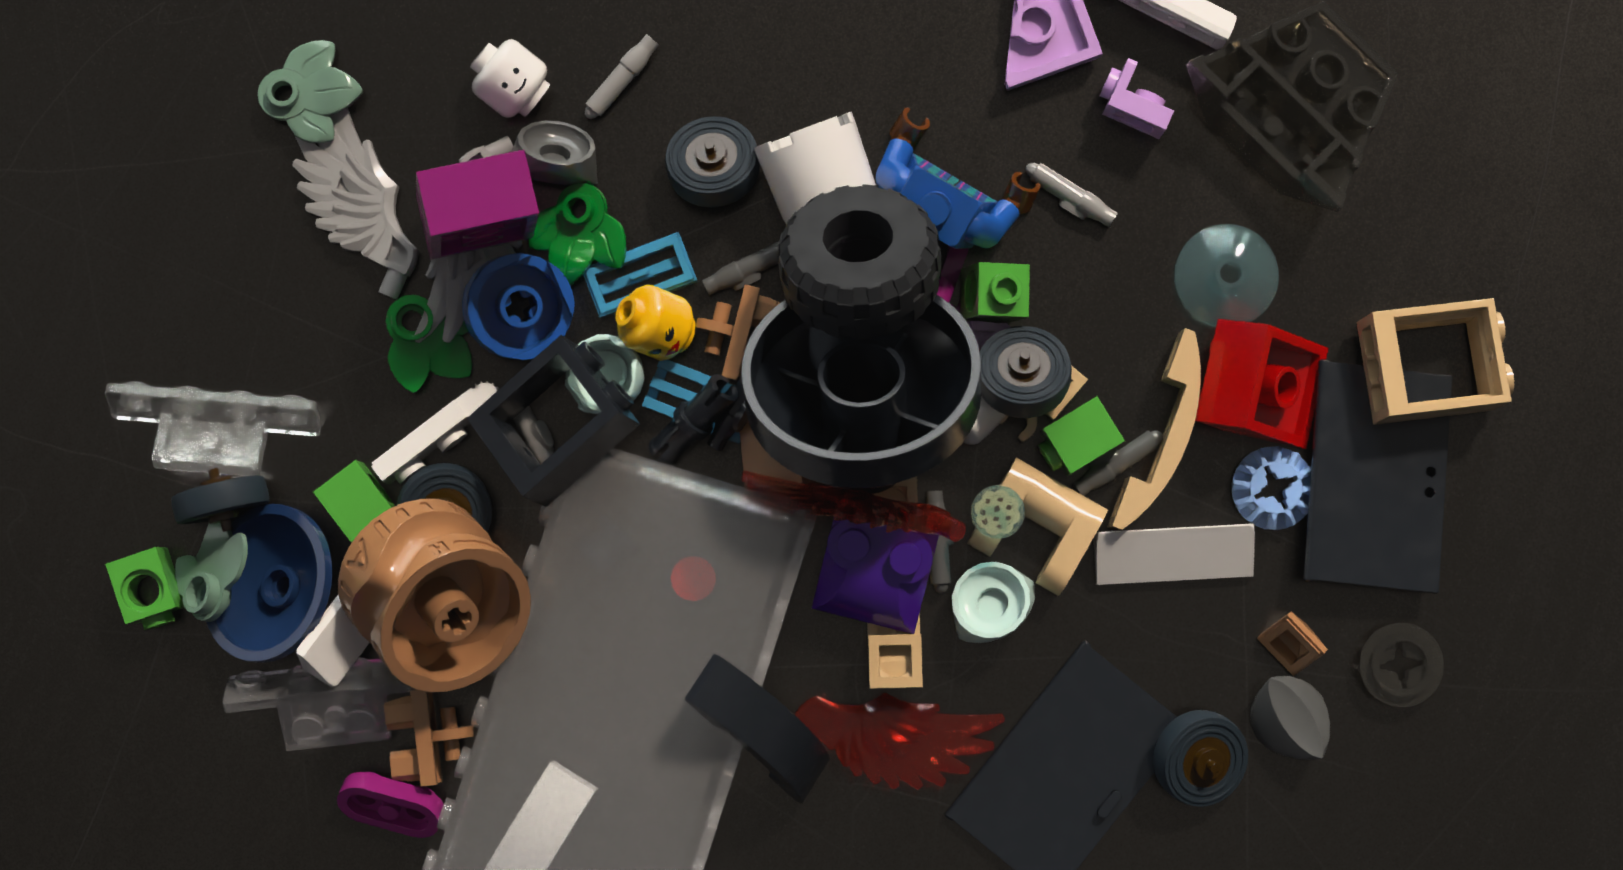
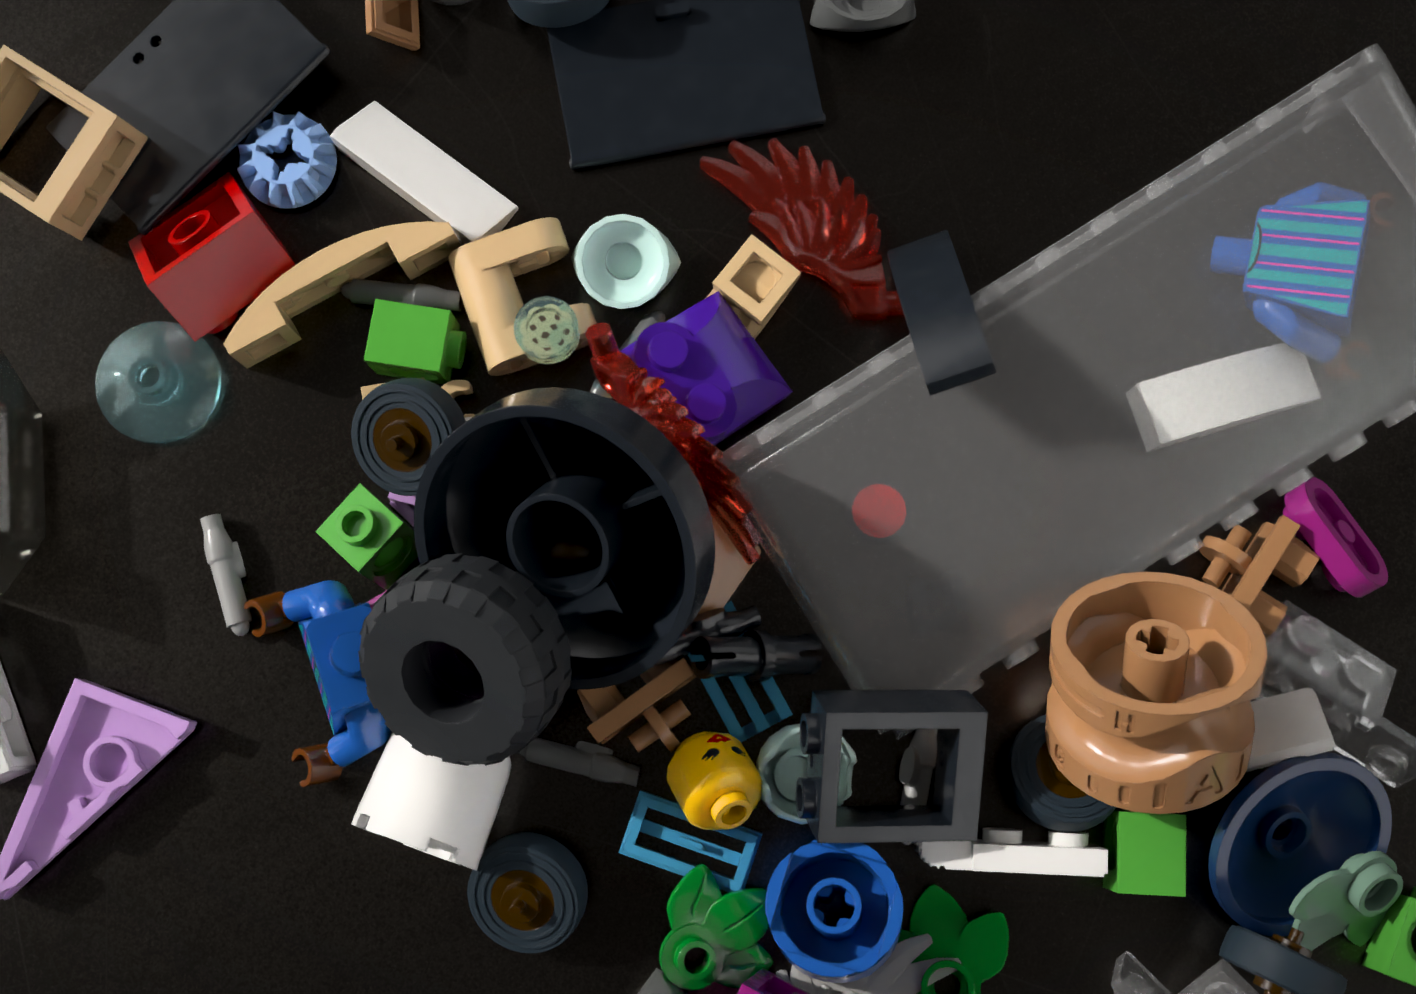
camera: 135 degrees left, 5 degrees down
(1139, 109) = (94, 598): lavender bracket -> none

